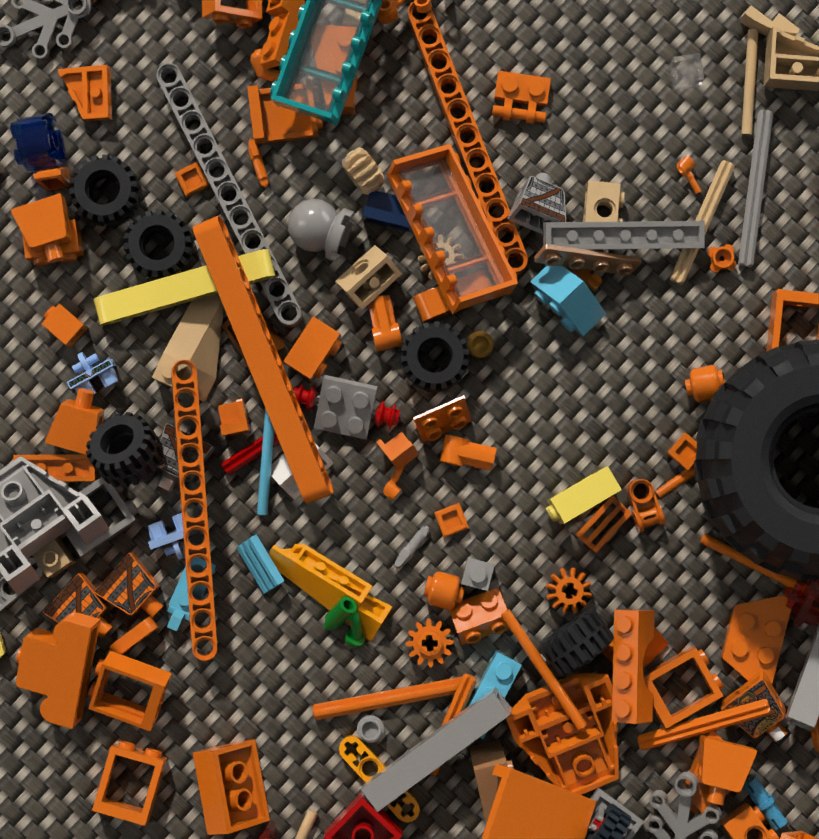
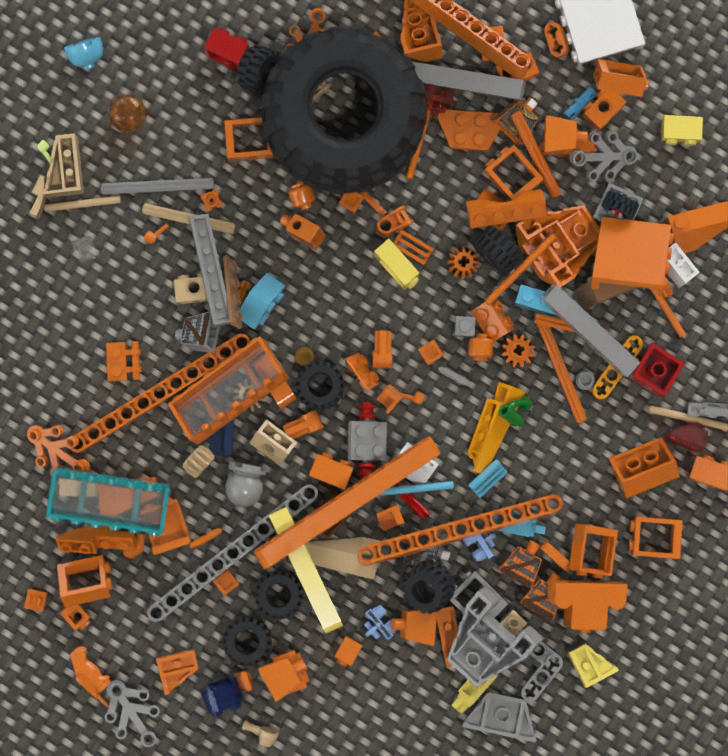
camera: 105 degrees left, 0 degrees up
(655, 375) = (303, 230): none -> orange torso

